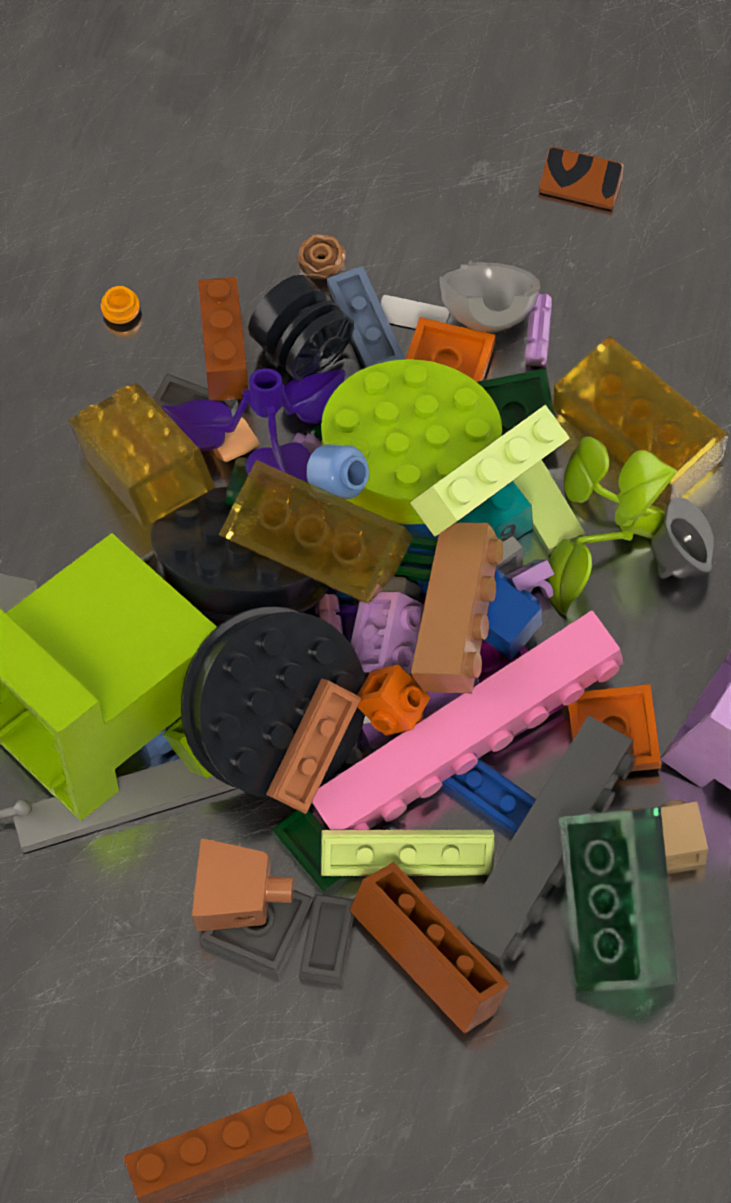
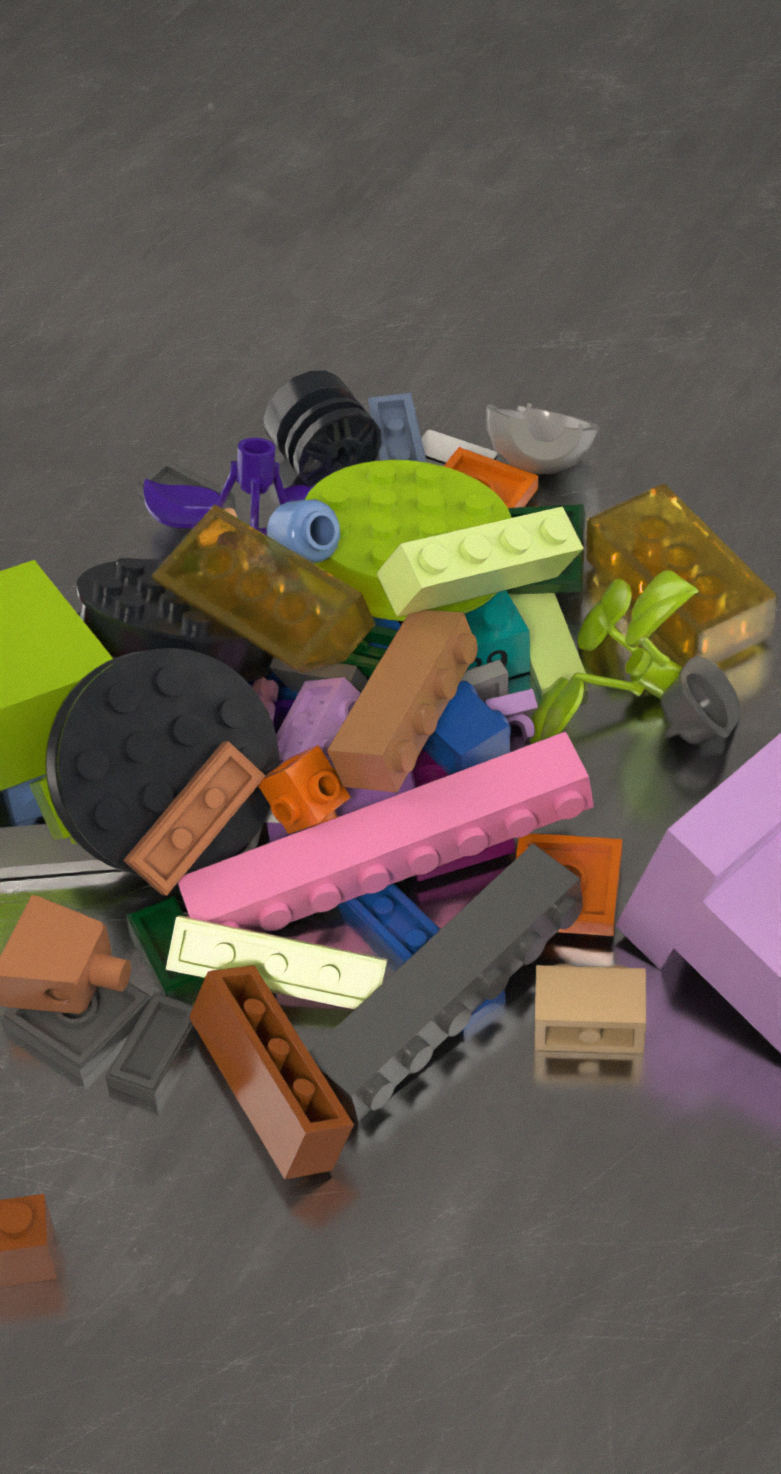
camera: 10 degrees right, 15 degrees down
(120, 305) = (138, 391): light orange plate -> none
(141, 453) = (103, 509): clear yellow brick -> none
(223, 338) = (234, 417): dark orange brick -> none
(317, 247) = (369, 379): medium nougat plate -> none
(538, 331) = (591, 479): lavender axle -> none
(581, 177) = (677, 353): dark orange slope -> none
(618, 900) = (518, 1055): clear green slope -> none

